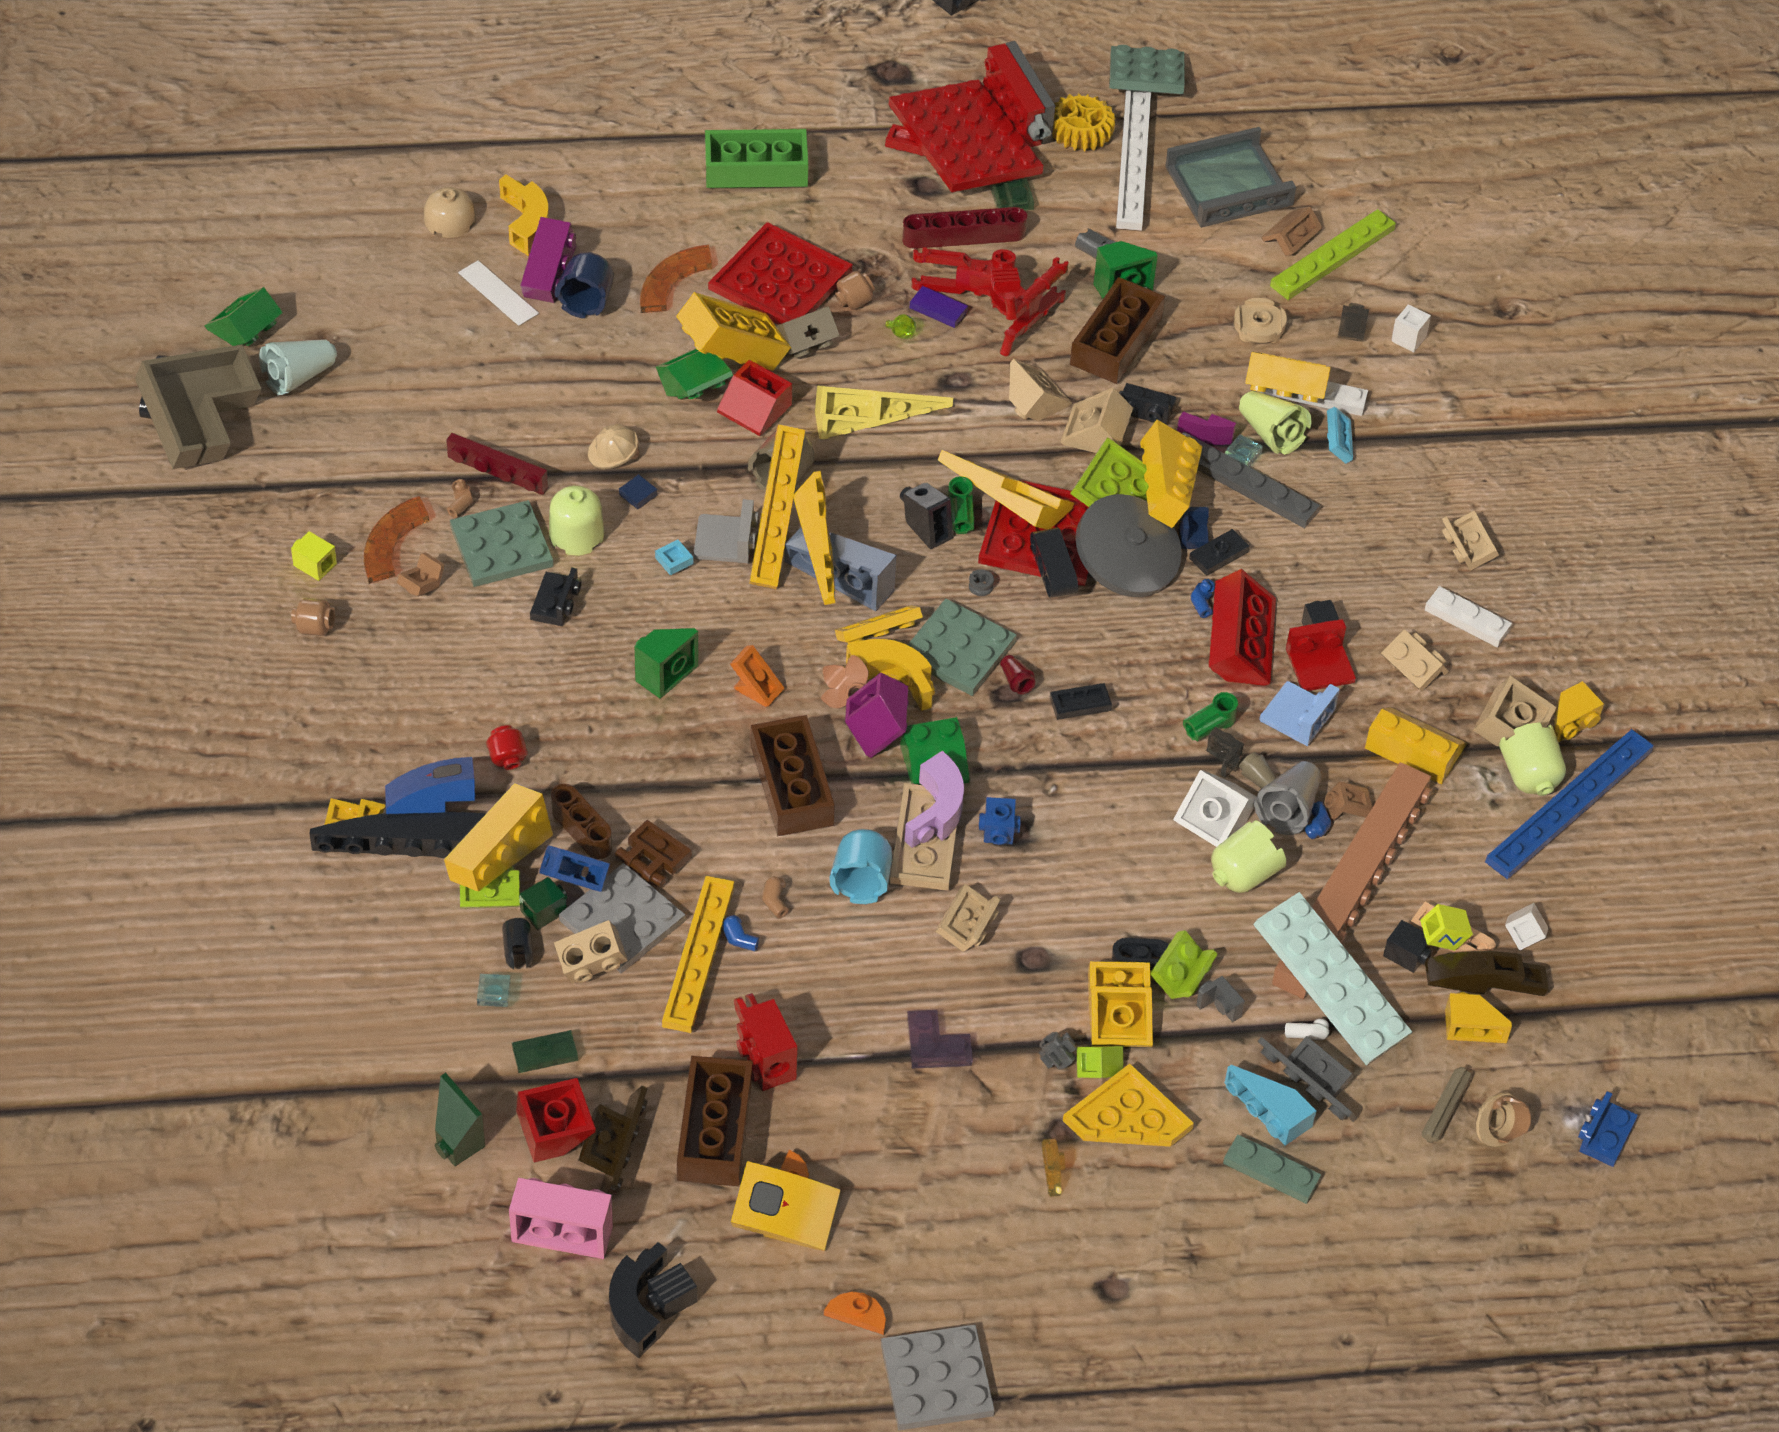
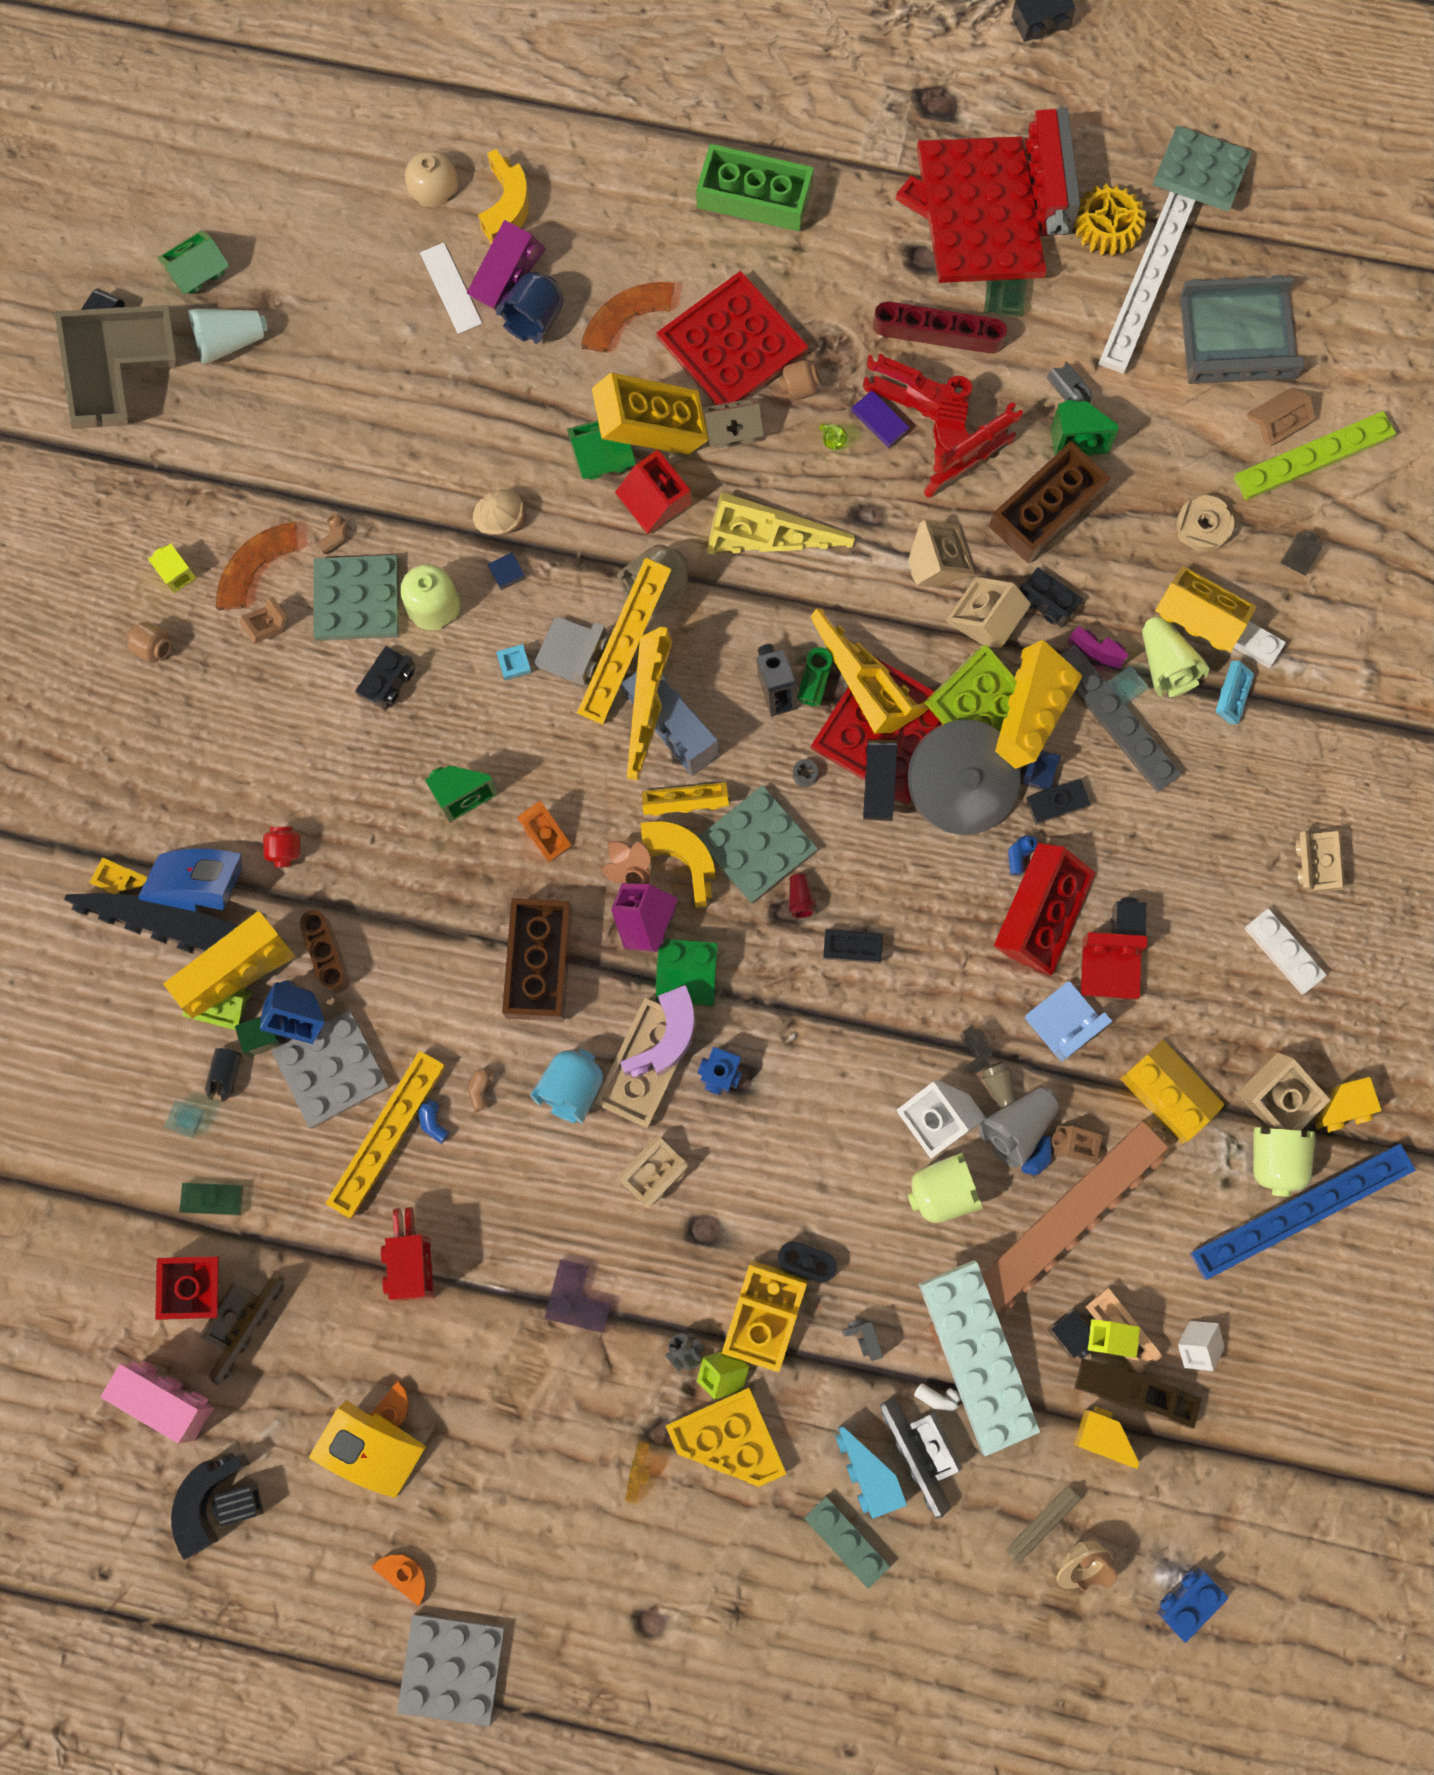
camera: 25 degrees right, 25 degrees up
(458, 1124) = (98, 1263): dark green slope -> none
(497, 463) = (384, 510): dark red plate -> none
(589, 944) = (281, 1111): tan brick -> none
(657, 846) = (388, 1001): reddish brown plate -> none
(714, 1121) = (334, 1335): reddish brown brick -> none
(1182, 966) = (841, 1292): lime bracket -> none
(1211, 716) = (972, 1005): green piece -> none
(1411, 328) = (1360, 577): white panel -> none
(1414, 660) = (1209, 992): tan bracket -> none

